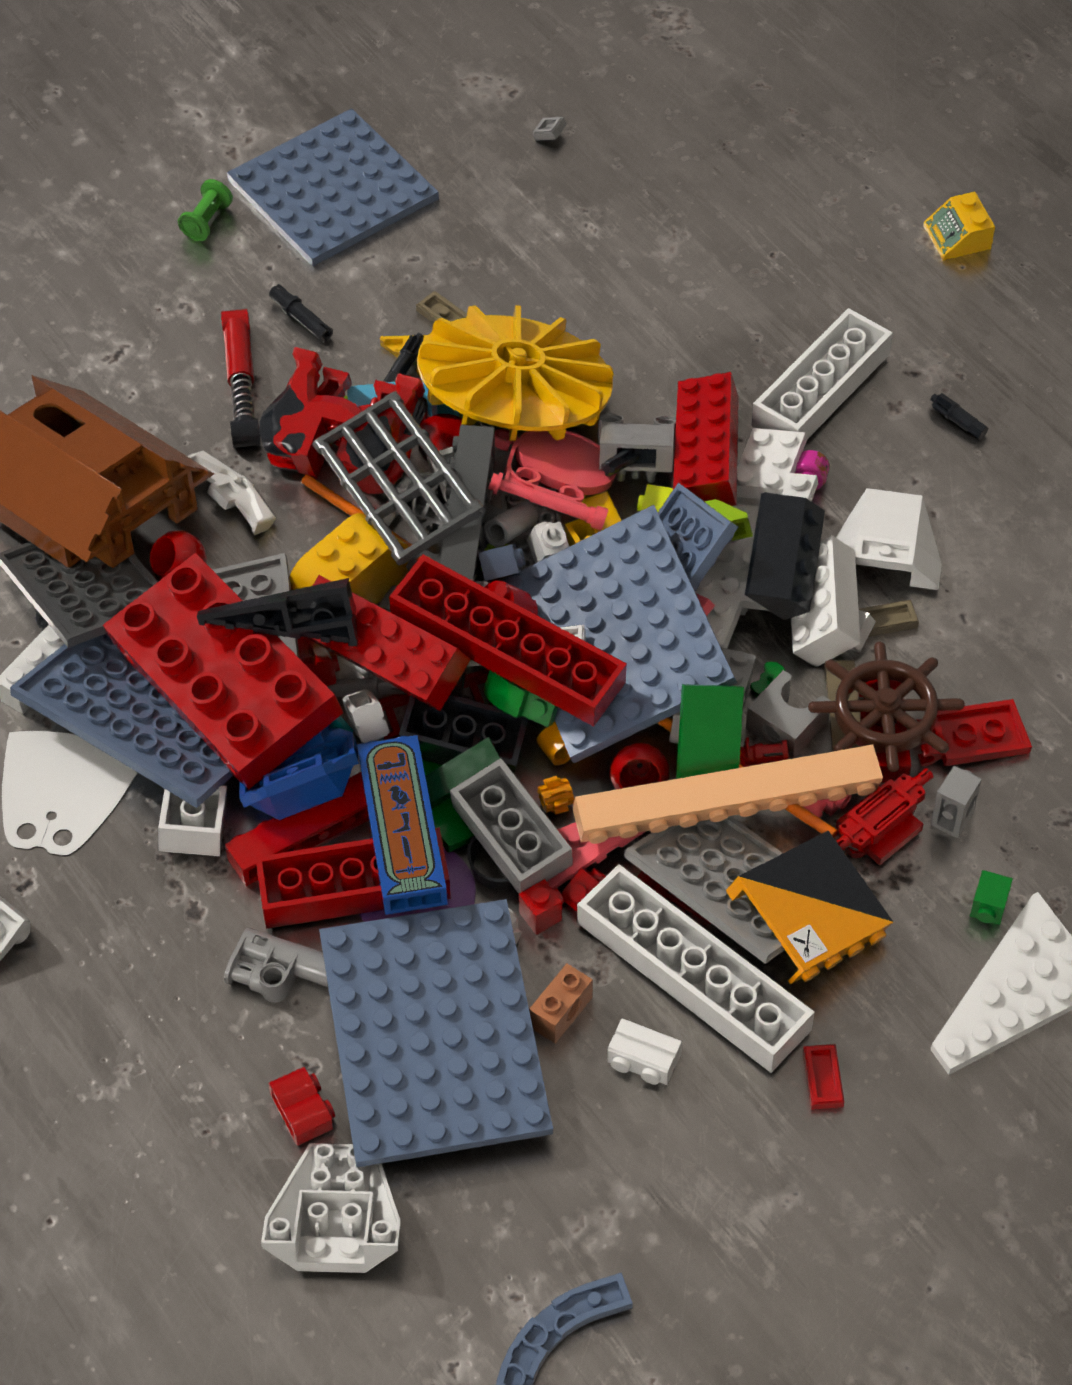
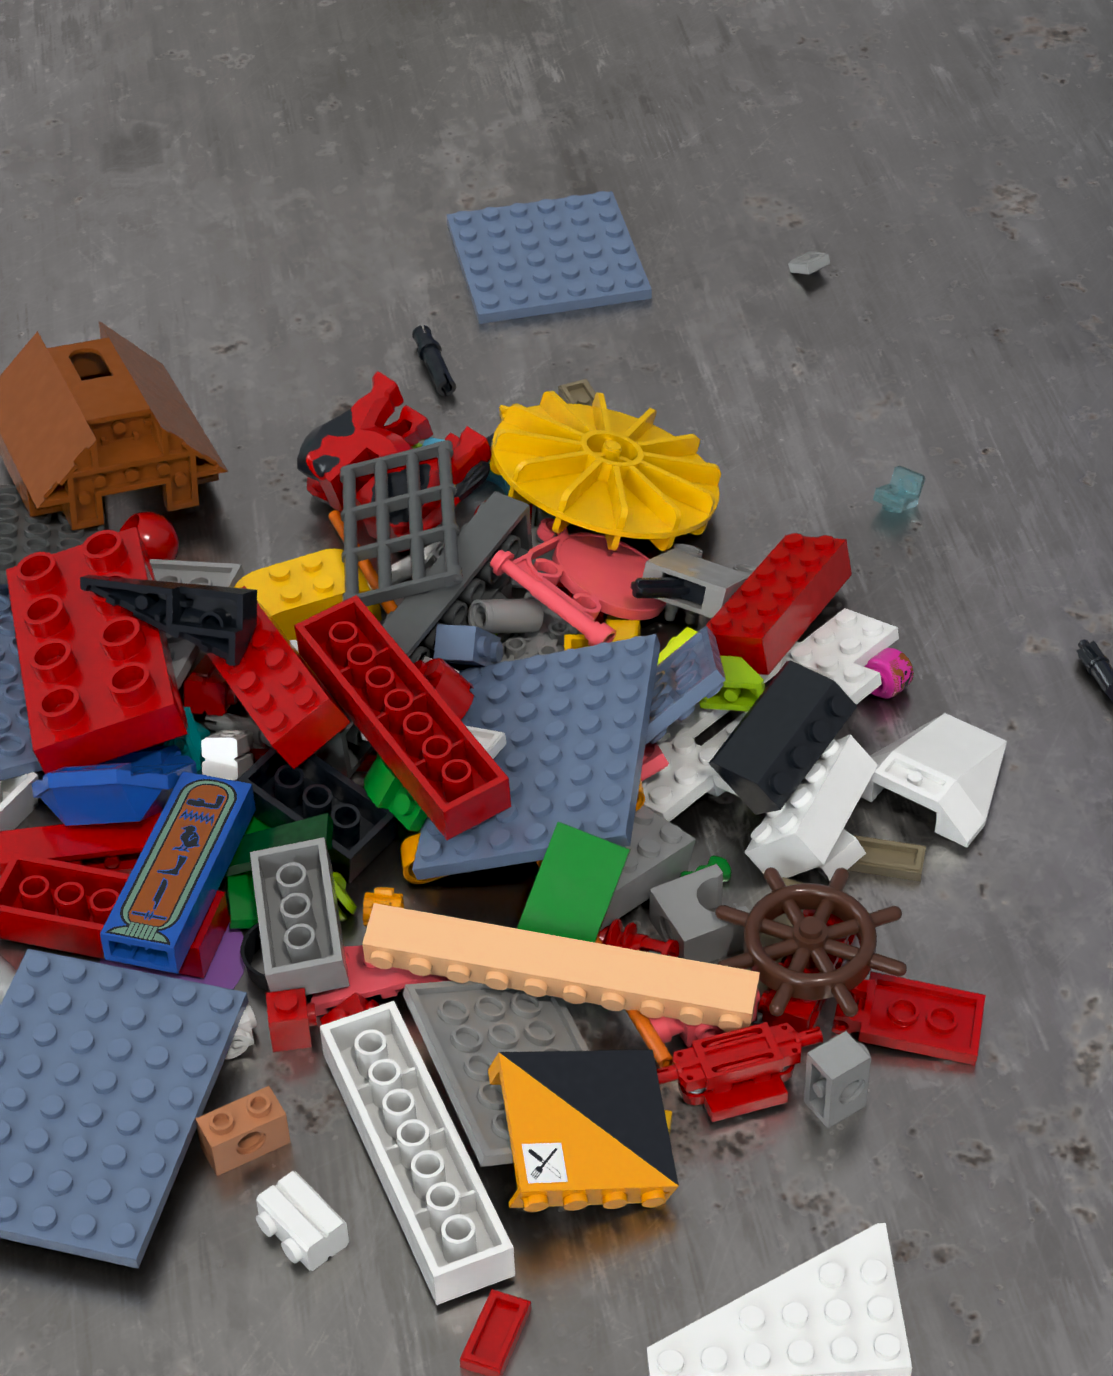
camera: 25 degrees right, 10 degrees down
(195, 223) = (381, 249): bright green hose -> none
(233, 490) = (251, 501): white plate -> none
(240, 377) = (356, 356): piece -> none
(547, 540) = (534, 640): white brick -> none
(626, 773) = (484, 900): red helmet -> none
(734, 312) = (901, 492): none -> clear light blue bracket
(823, 375) = (960, 581): white brick -> none
(991, 897) = (821, 1206): green brick -> none

